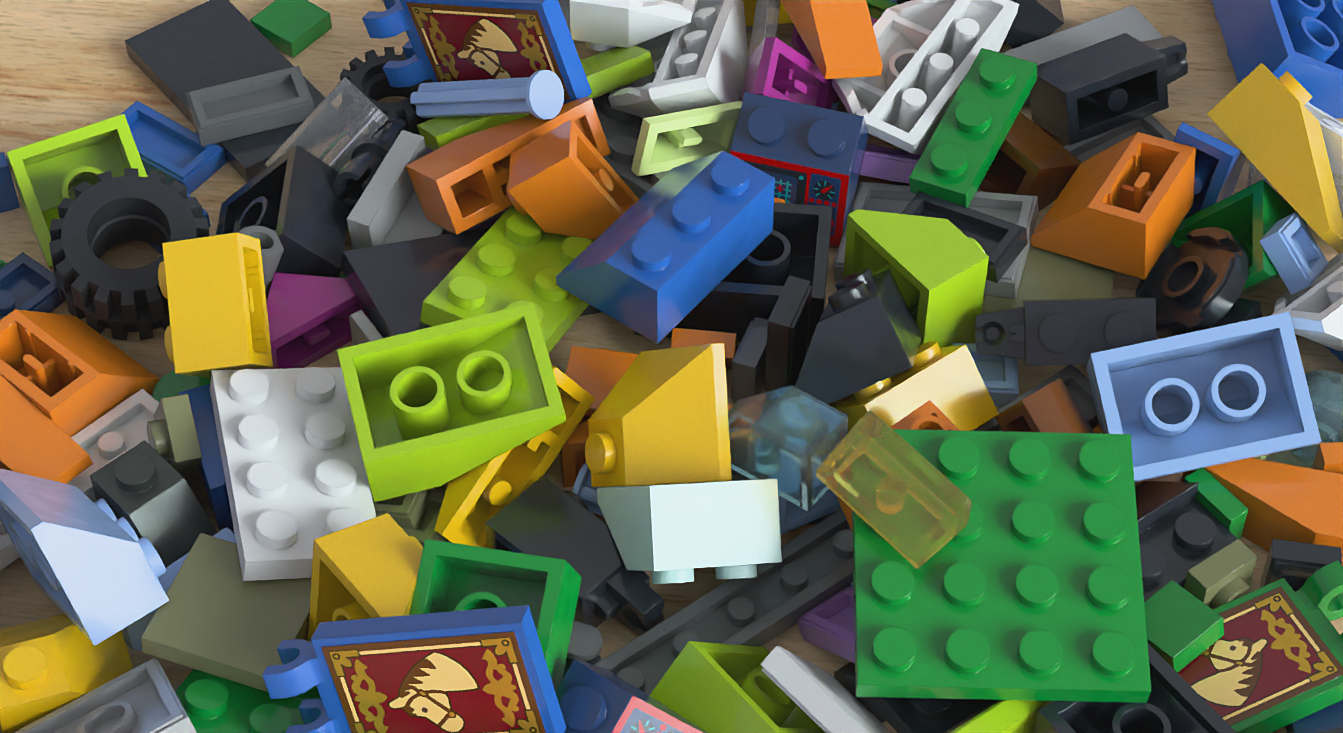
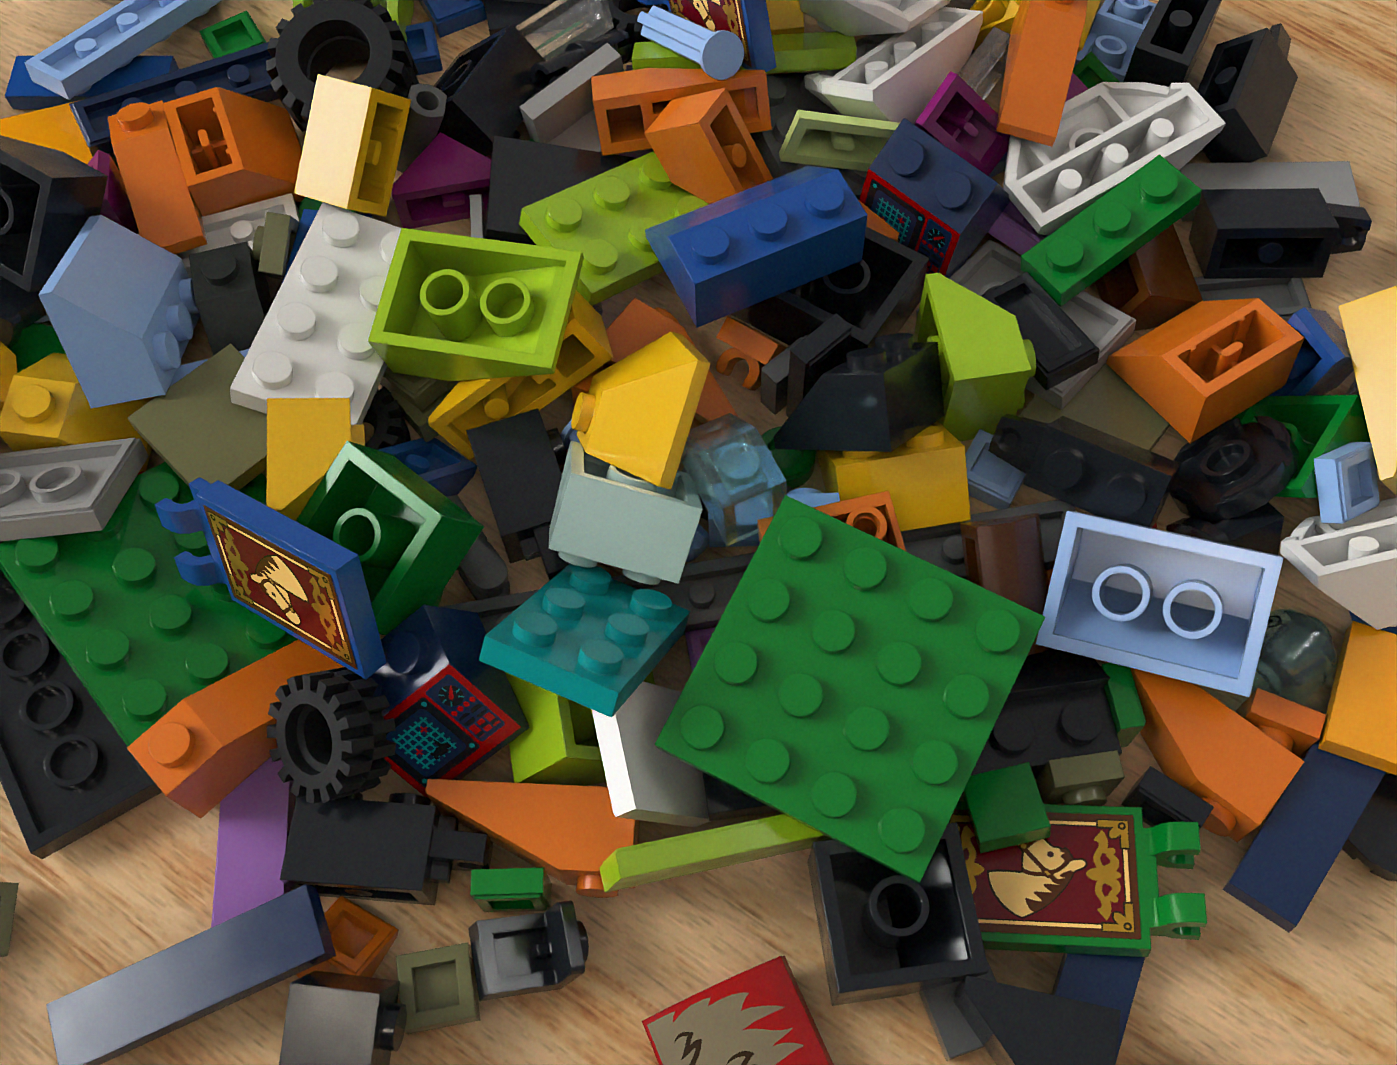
camera: 30 degrees right, 15 degrees up
(740, 625) = (586, 637): none -> teal plate
(895, 490) = (775, 580): clear yellow slope -> none

